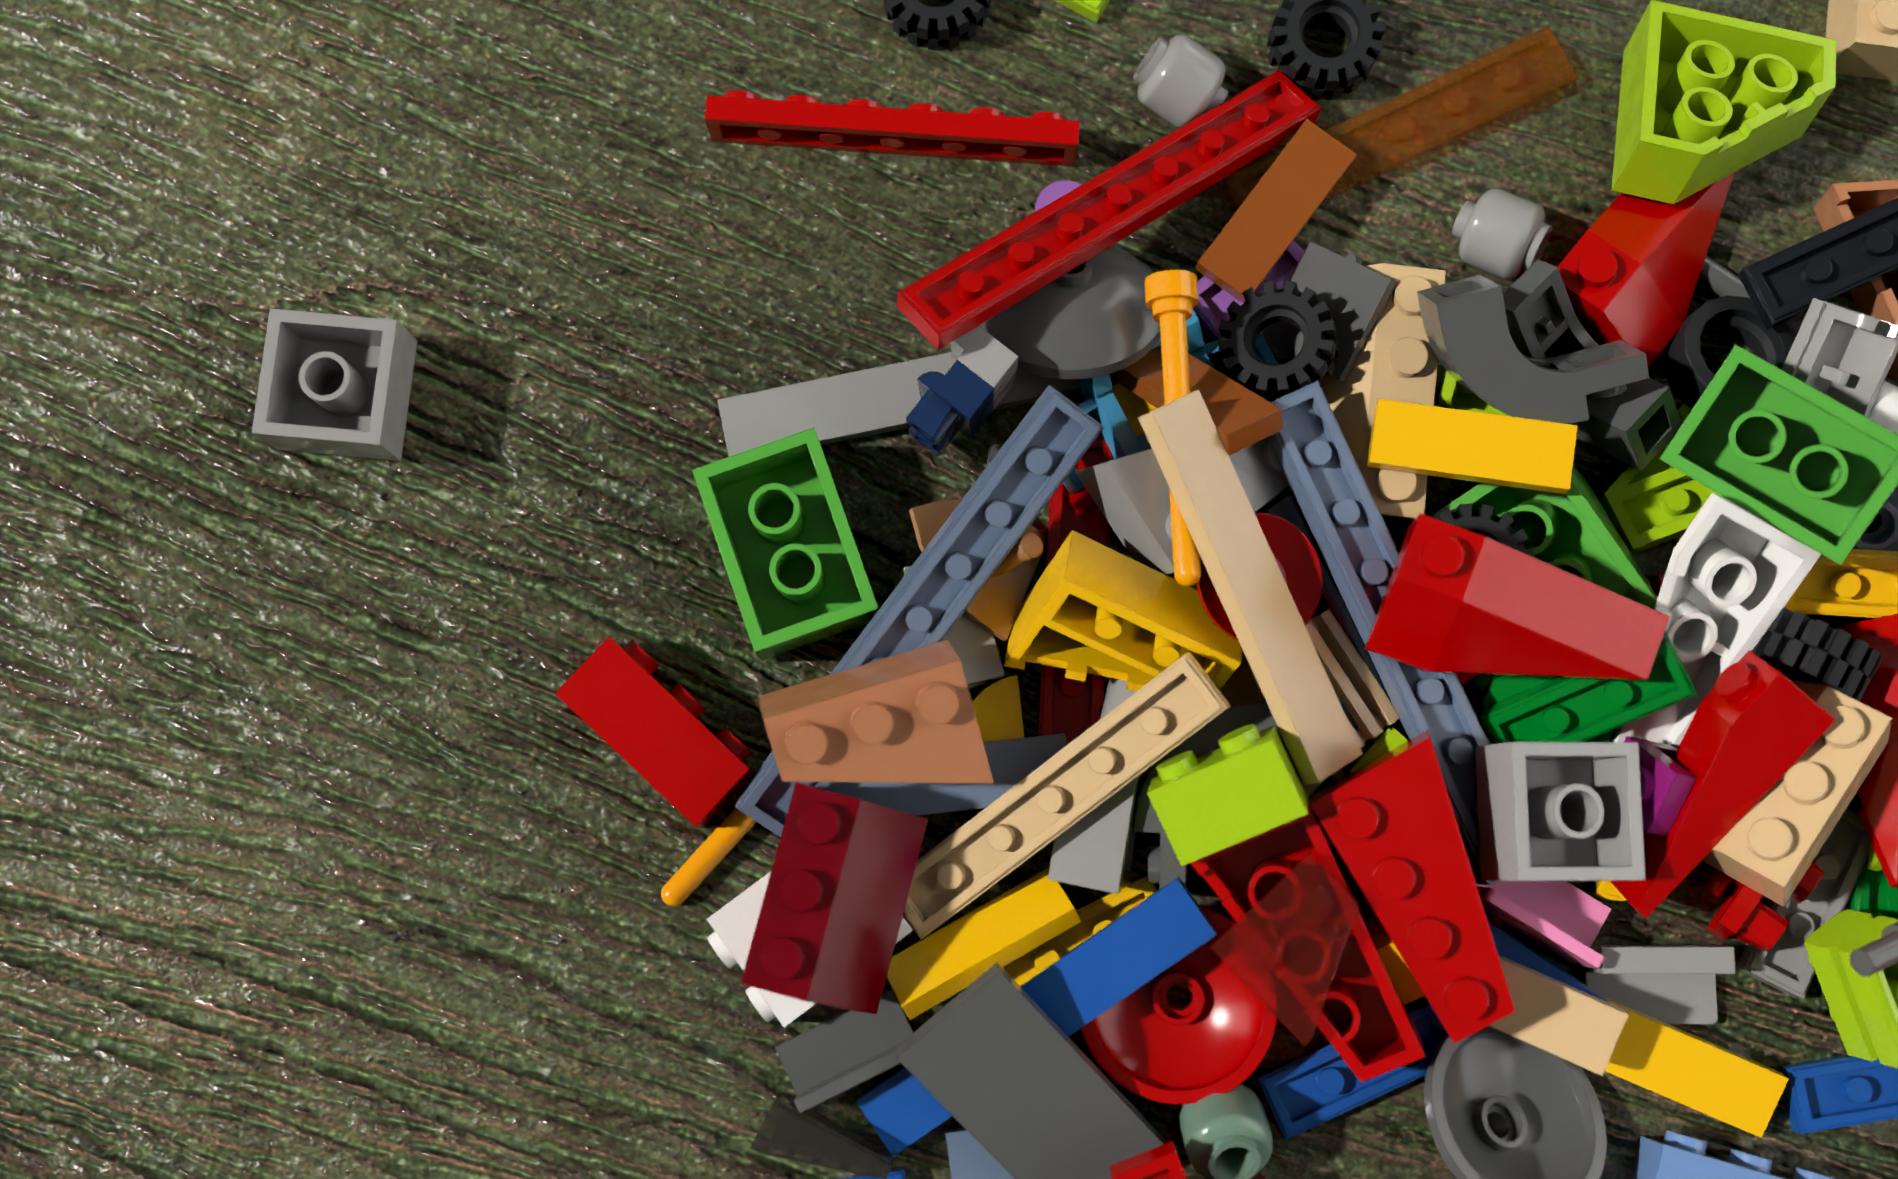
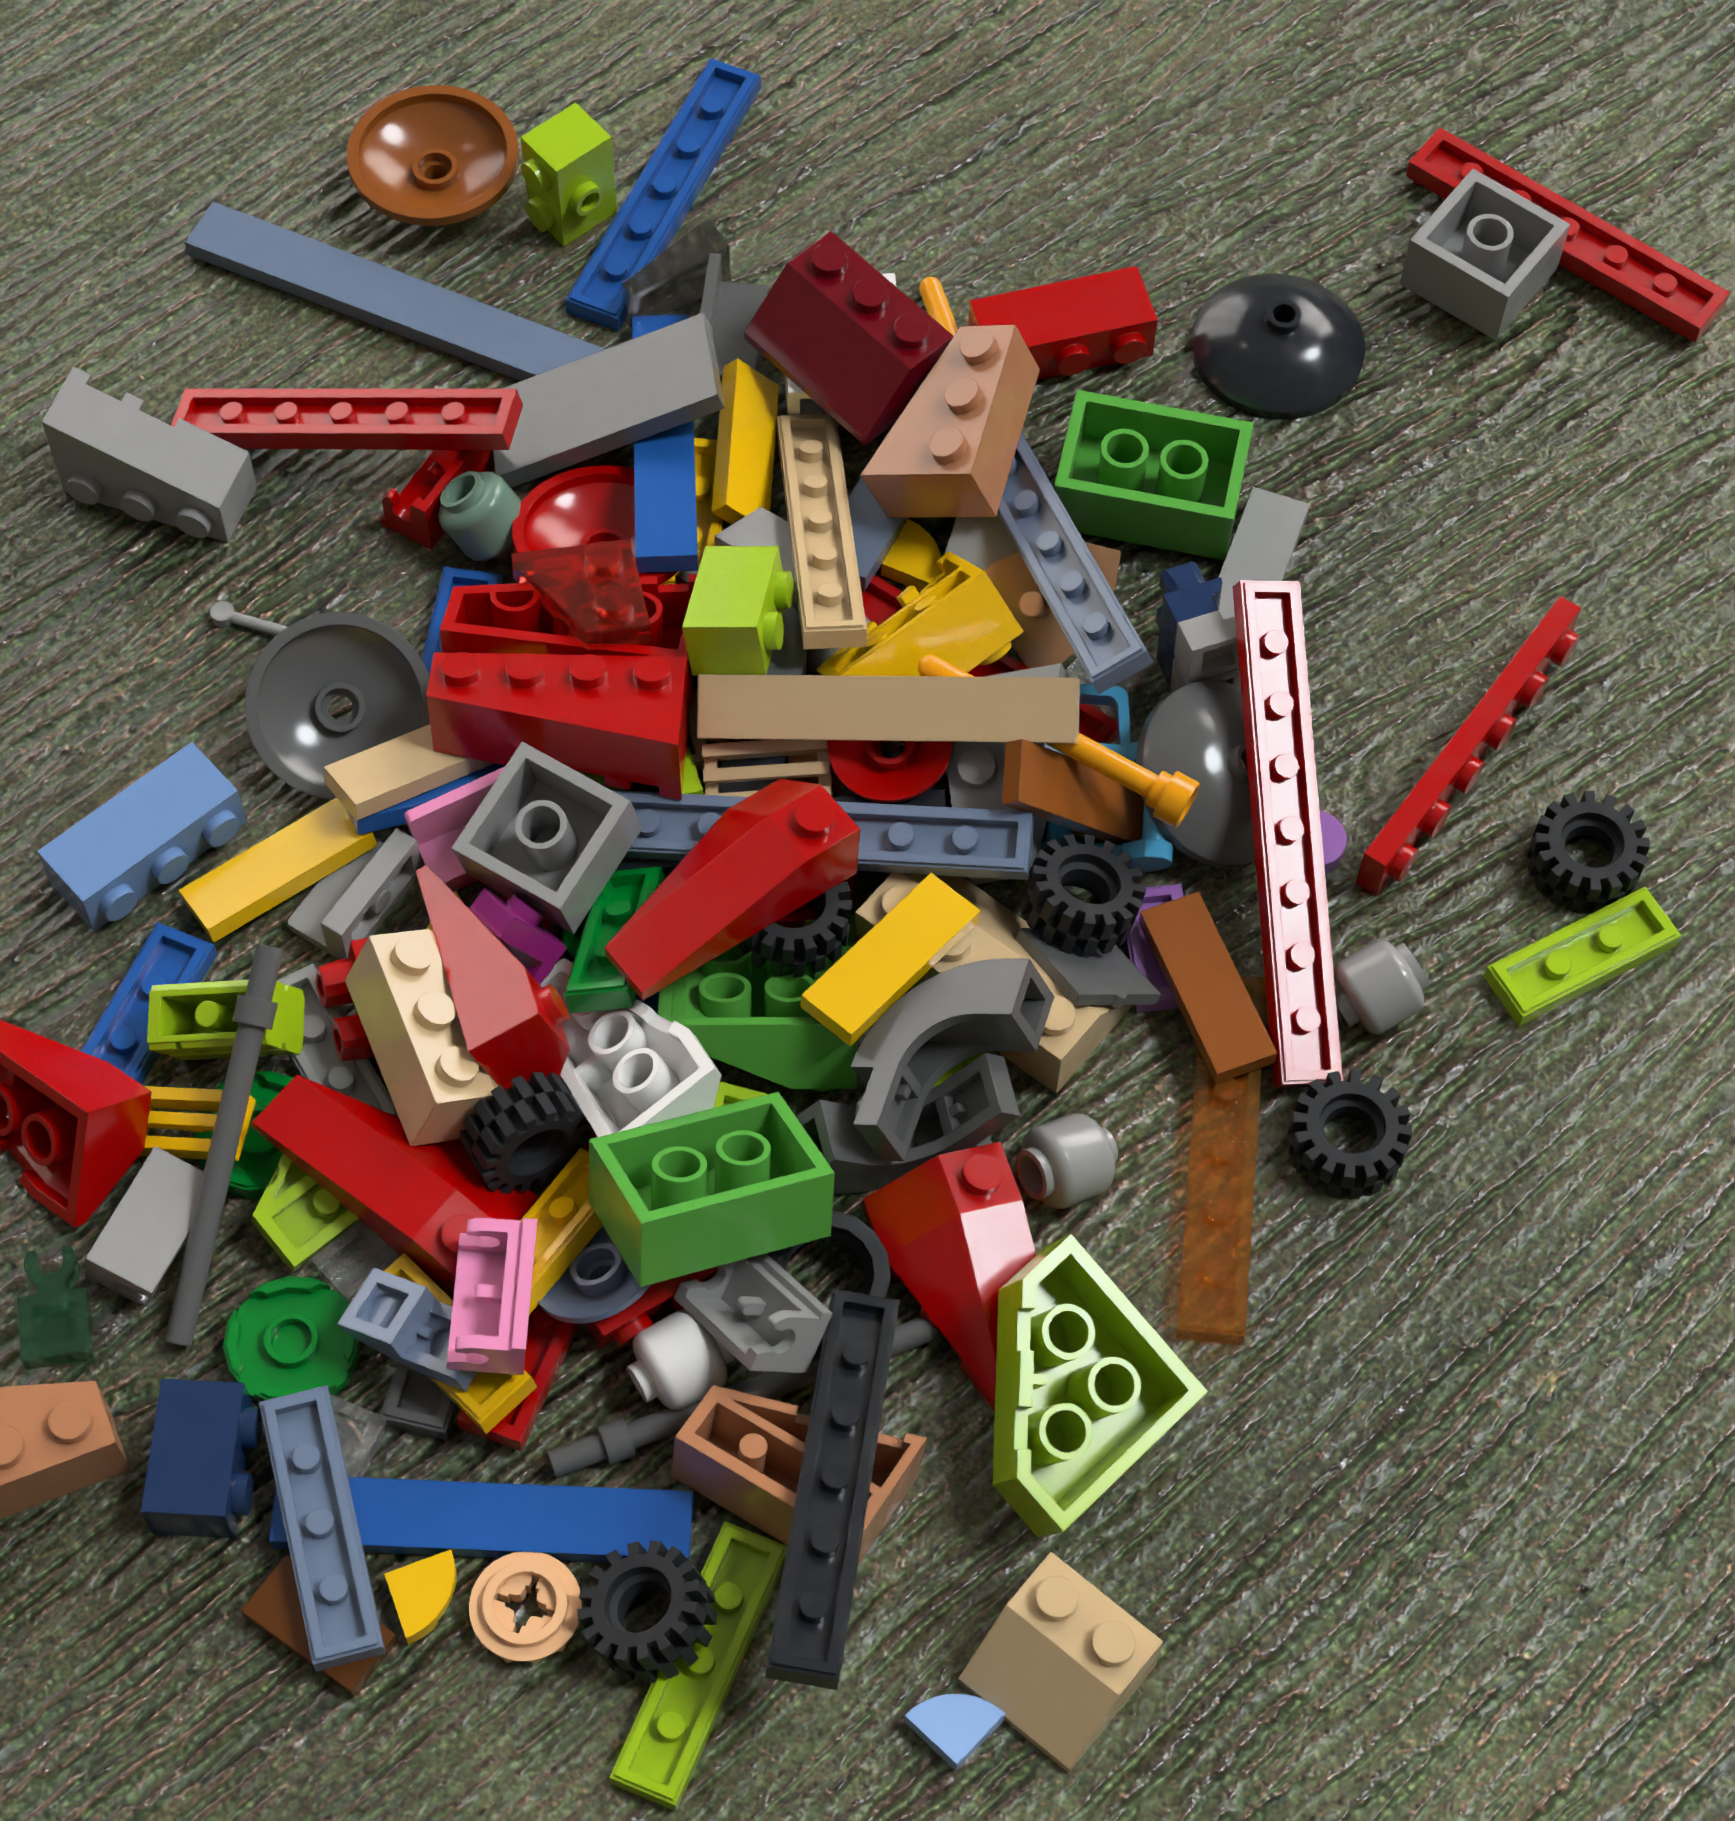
camera: 120 degrees right, 20 degrees down
(258, 277) = (1592, 247): none -> red plate
(573, 557) = (1275, 365): none -> black dish

